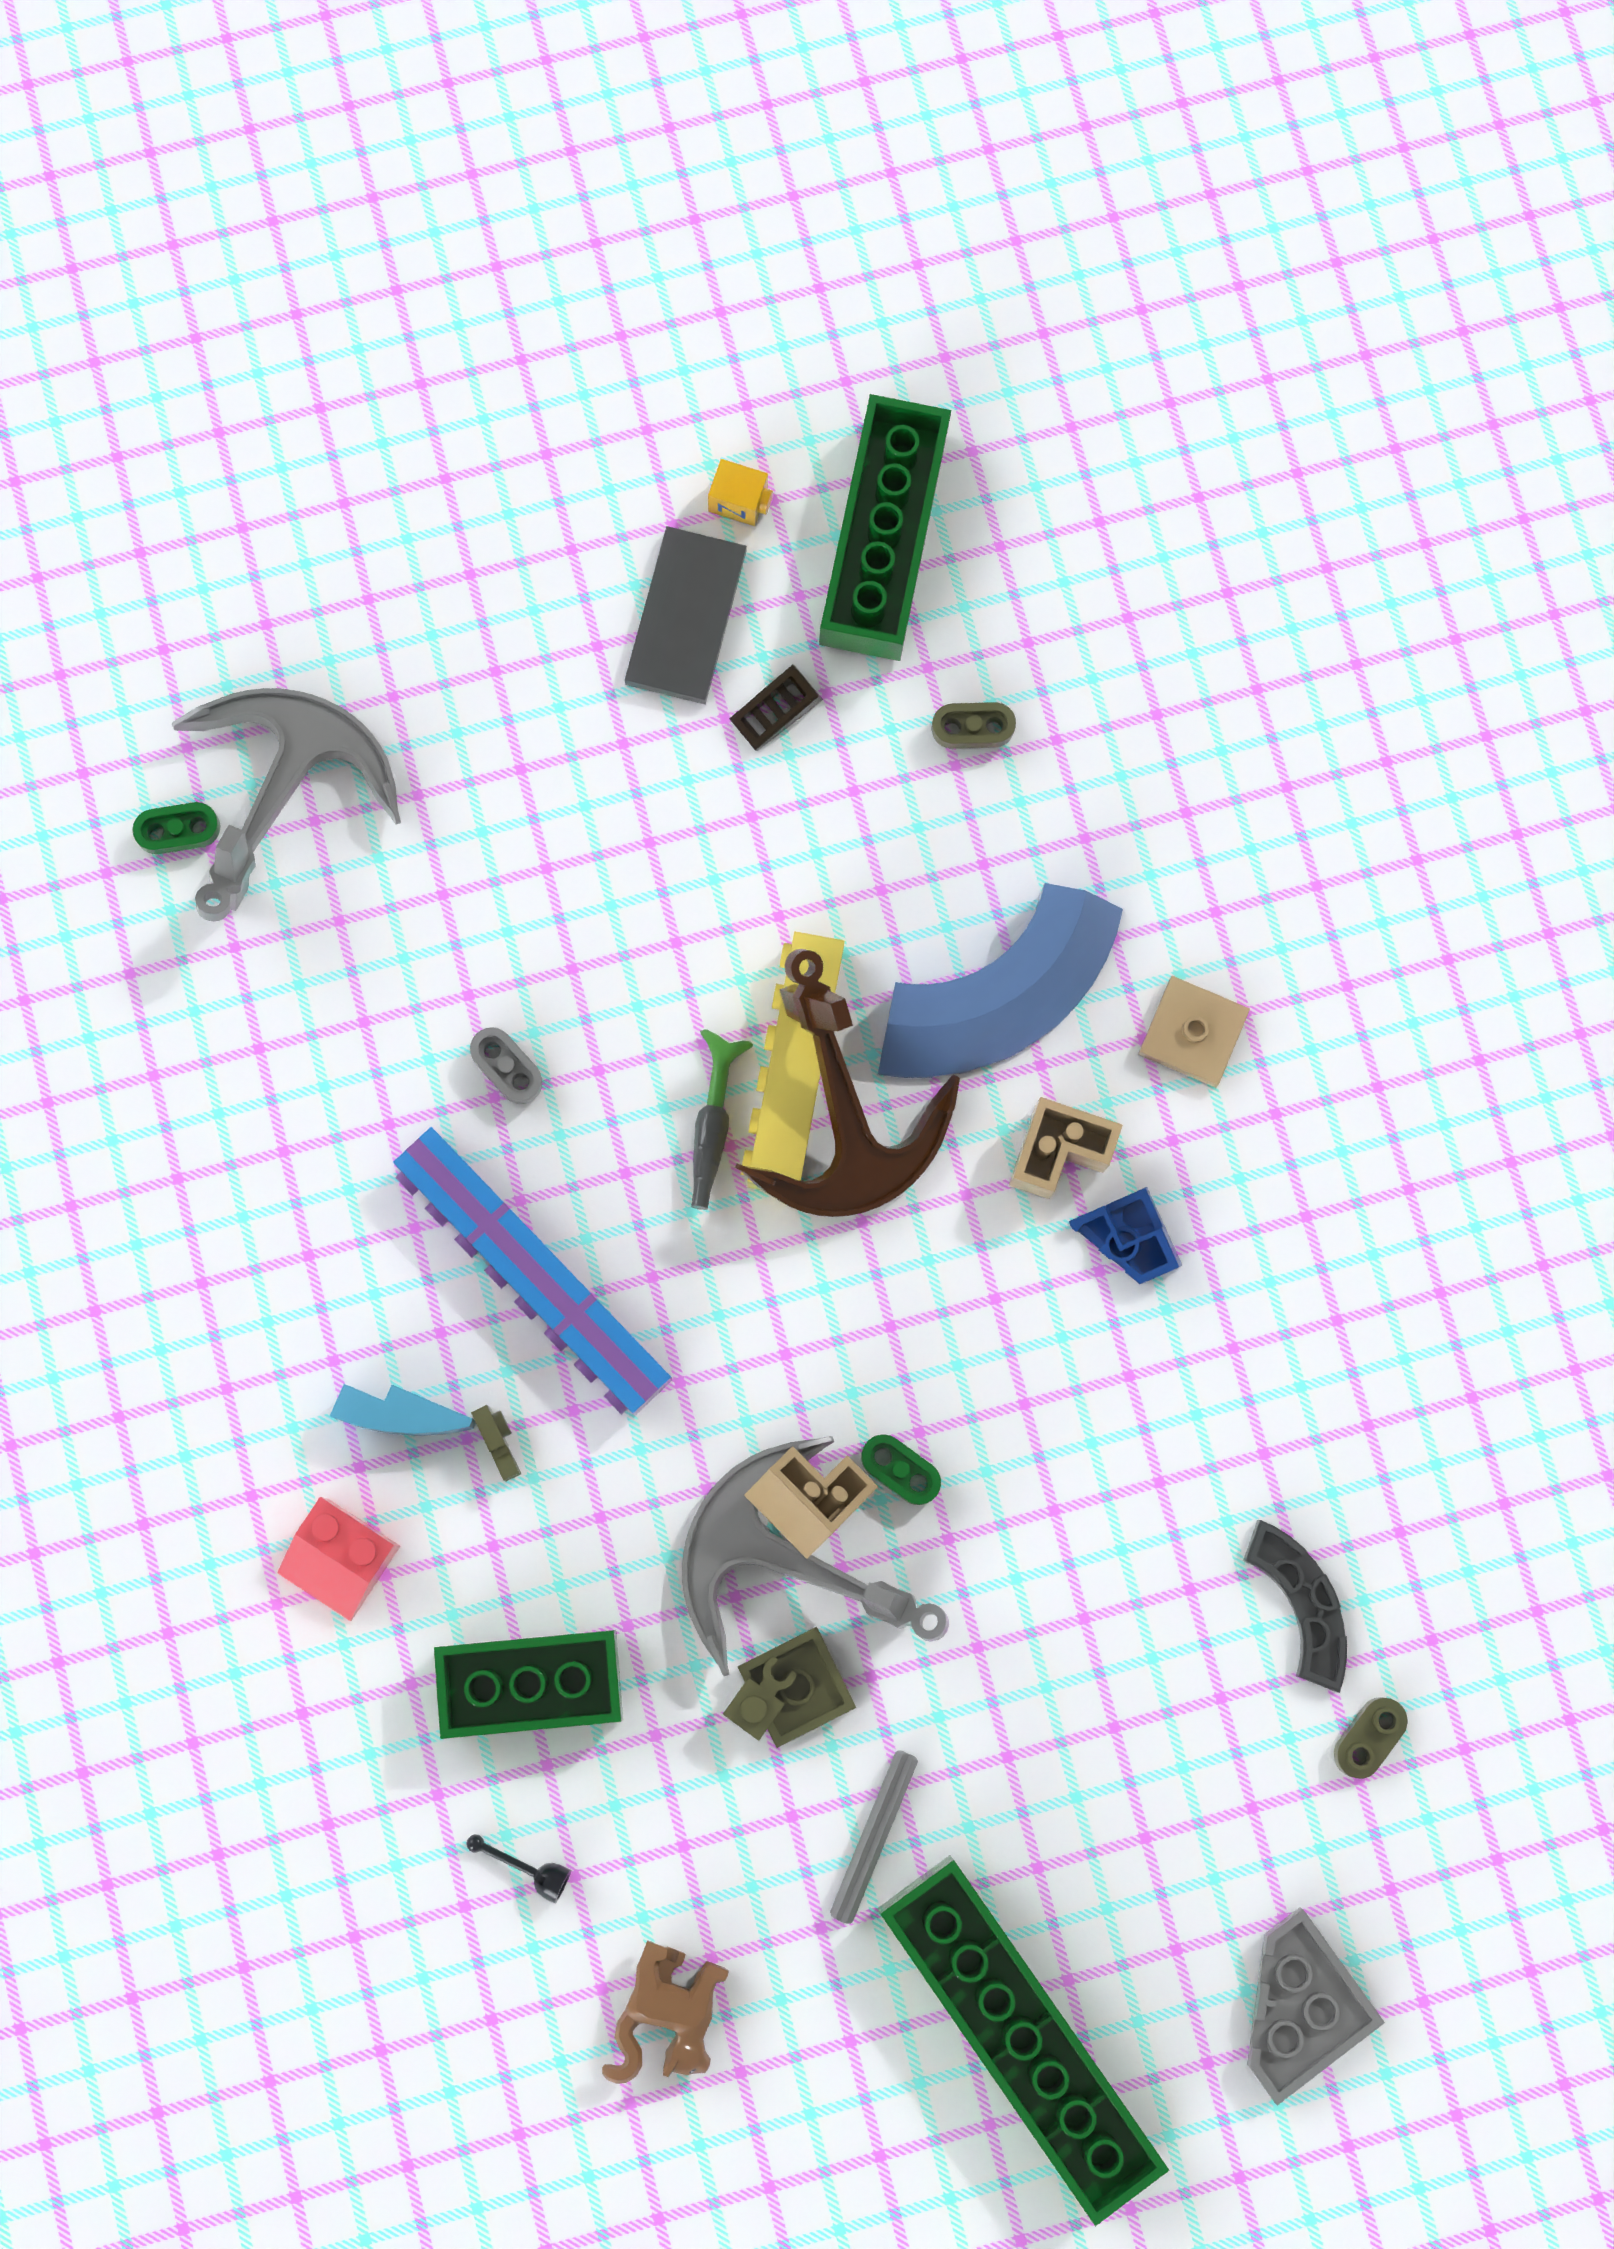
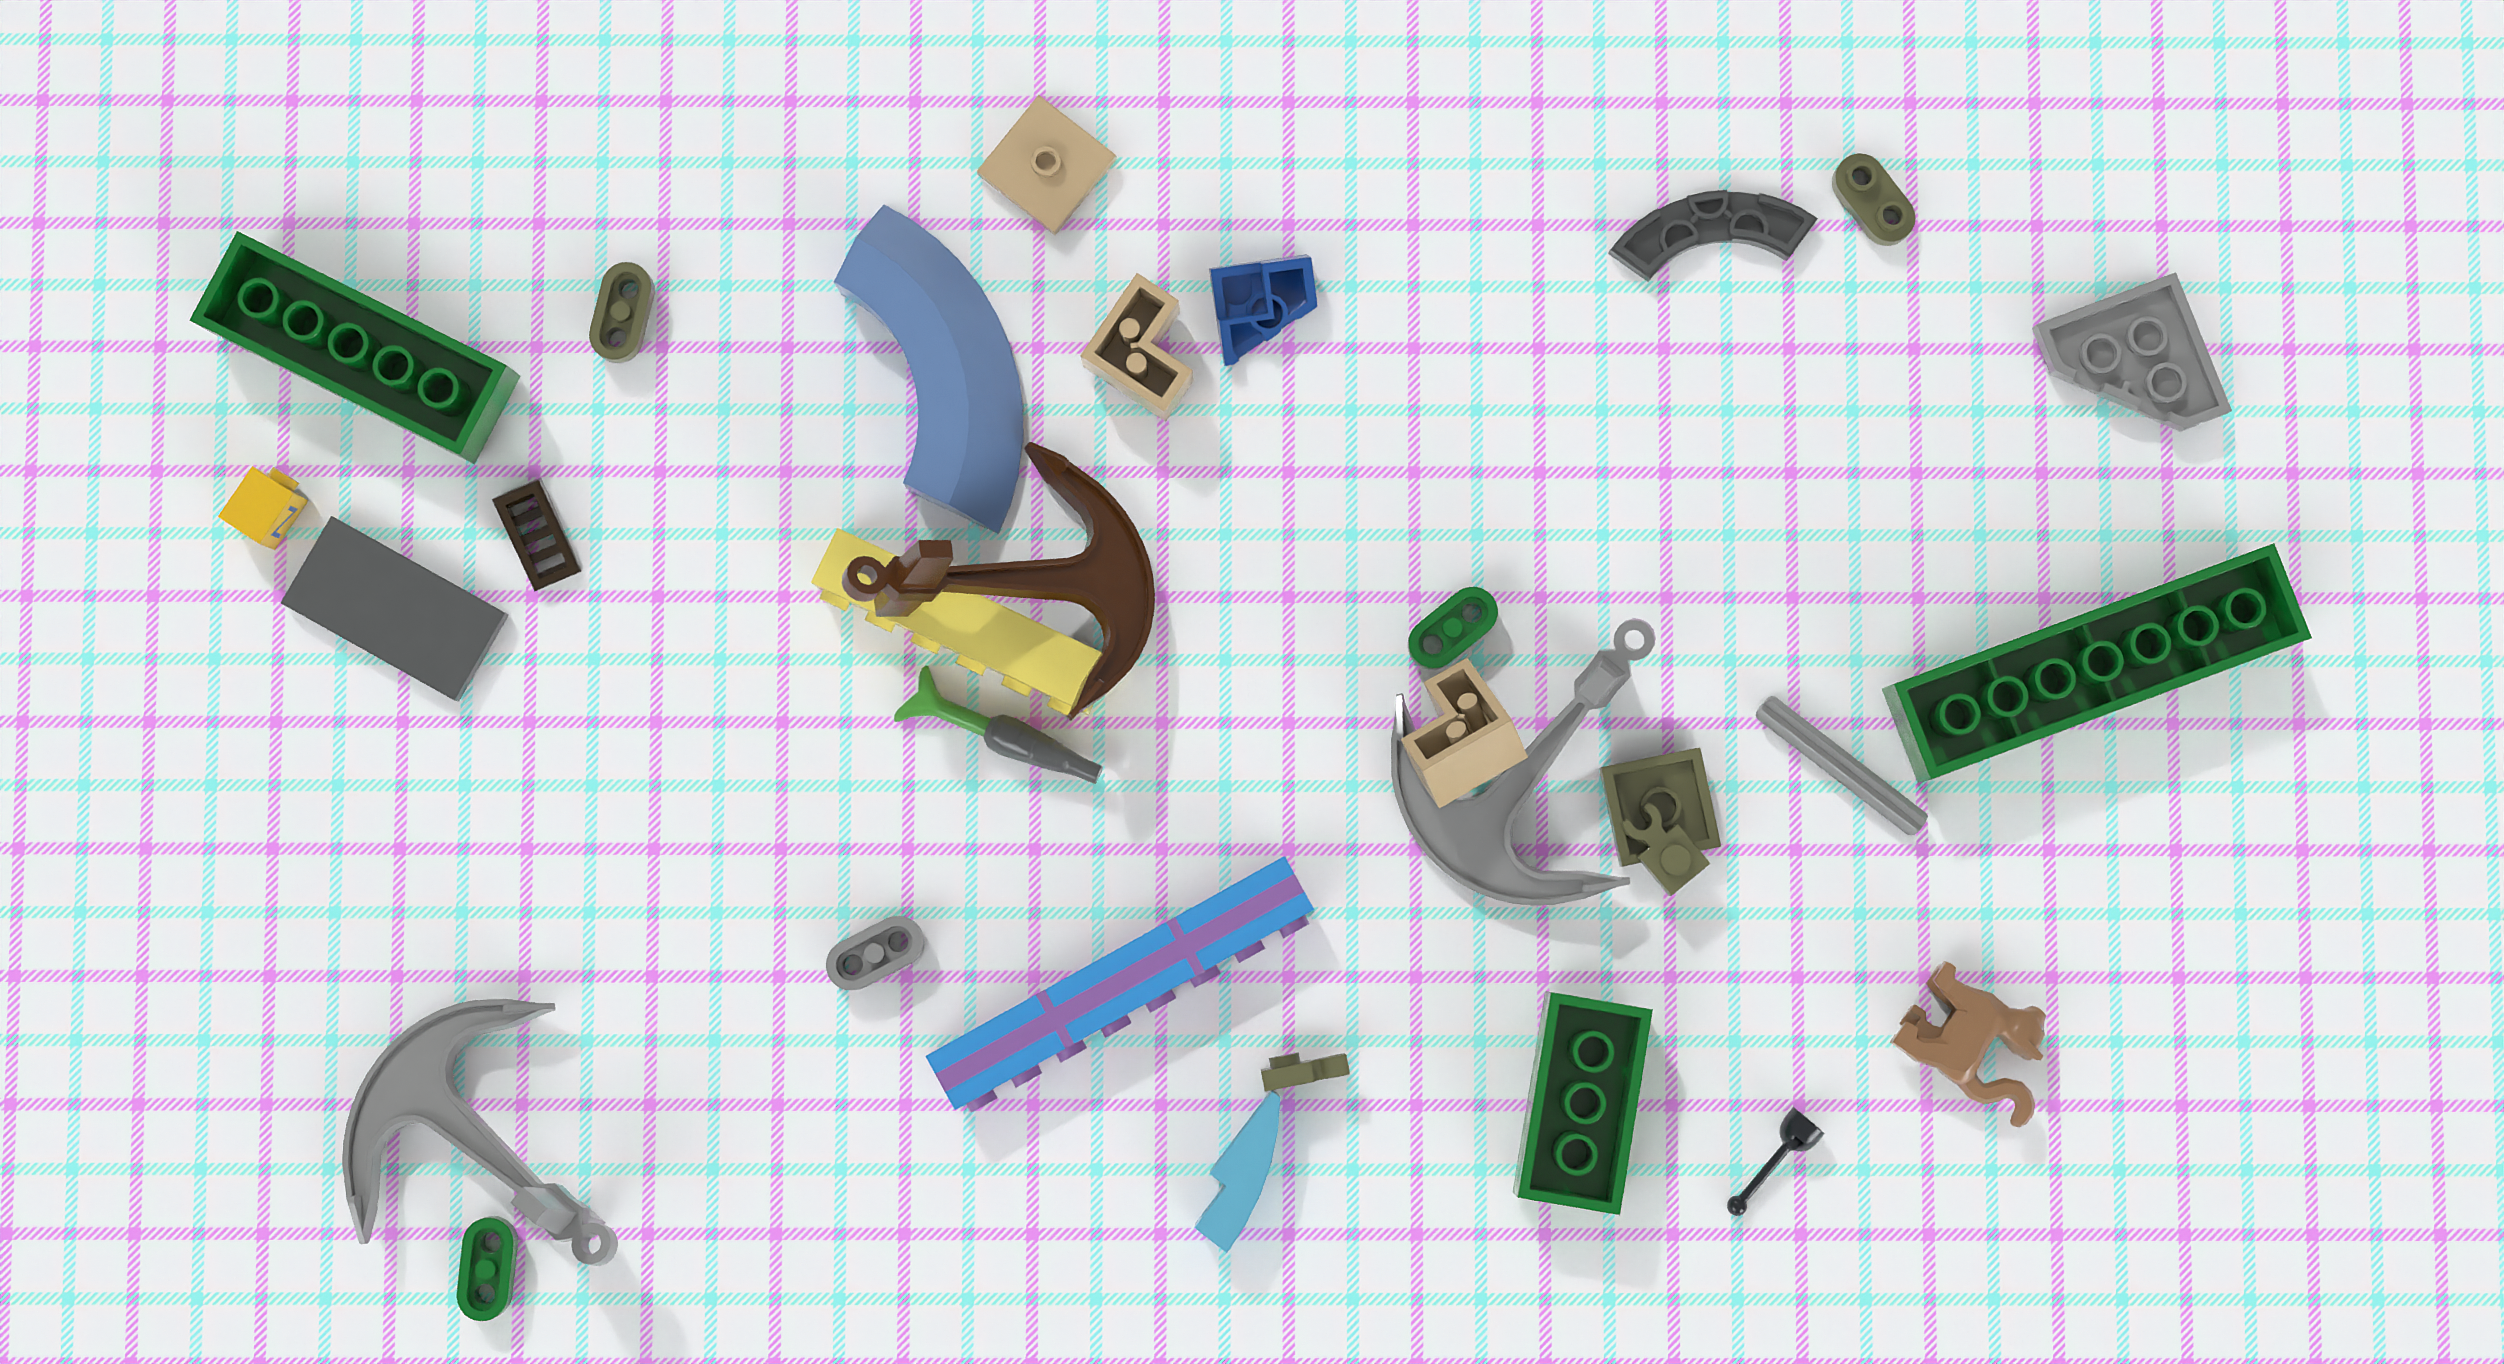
camera: 70 degrees left, 5 degrees up
(337, 1557) = (1385, 1282): coral slope -> none

